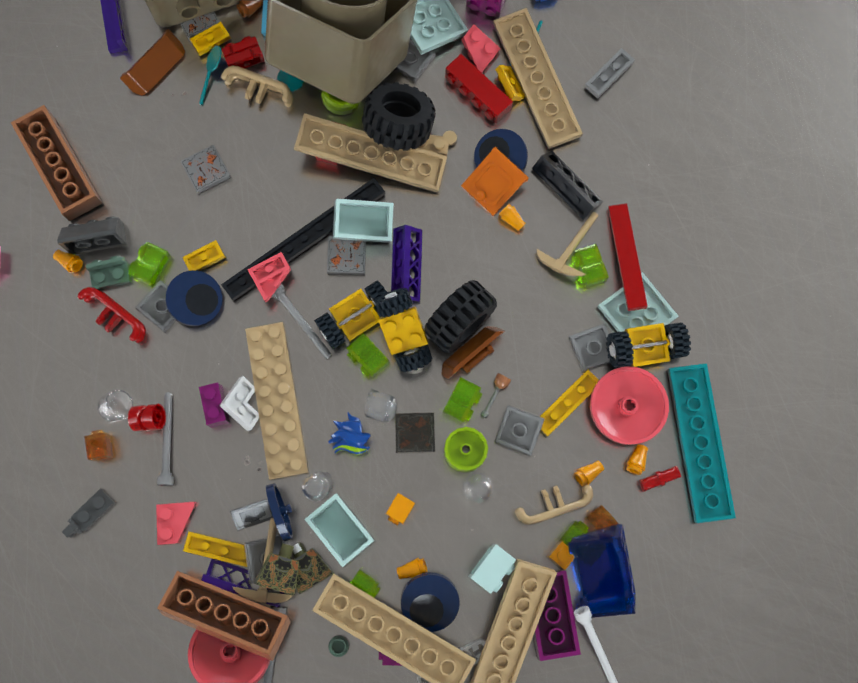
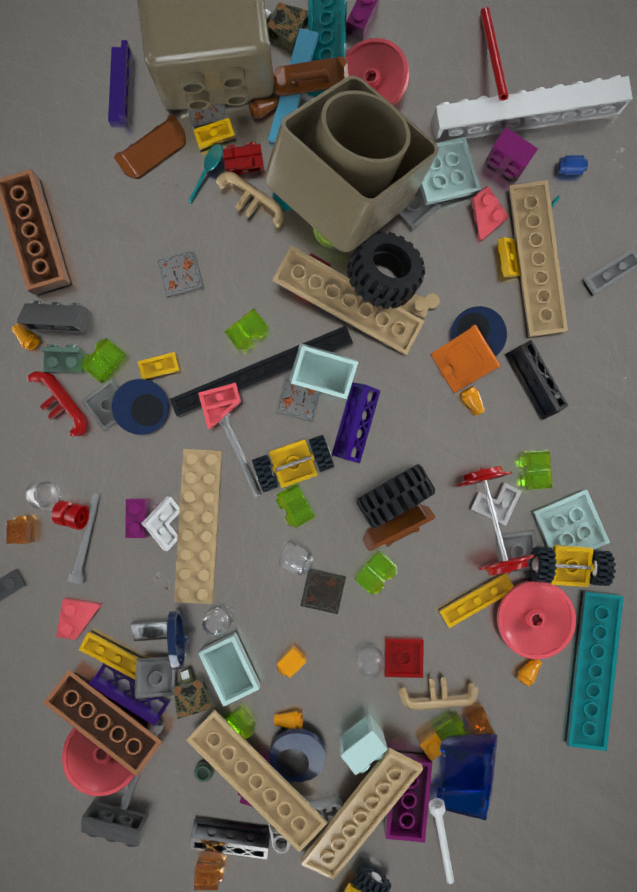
camera: 15 degrees right, 10 degrees up
(262, 594) = (142, 711): tan piece -> none
(279, 571) = (163, 697): torso -> none
(281, 204) = (247, 330): none -> clear neon green brick
(350, 436) = (260, 582): blue hair -> none
(403, 330) = (336, 494): plate -> none
(470, 439) = (373, 633): lime wheel -> none
(478, 88) = (474, 255): red brick -> none
(501, 383) = (418, 564): hinge -> none
(511, 478) = (403, 657): none -> red tile
(519, 430) = (424, 615): light grey tile -> none
(540, 281) = (506, 565): none -> red axle
(560, 264) = (507, 461): tan piece -> none
(563, 312) = (503, 504): none -> white plate
(588, 473) = (479, 672): light orange cone -> none
(627, 257) = (576, 470): red tile -> none
(660, 478) = (545, 694): red pin -> none

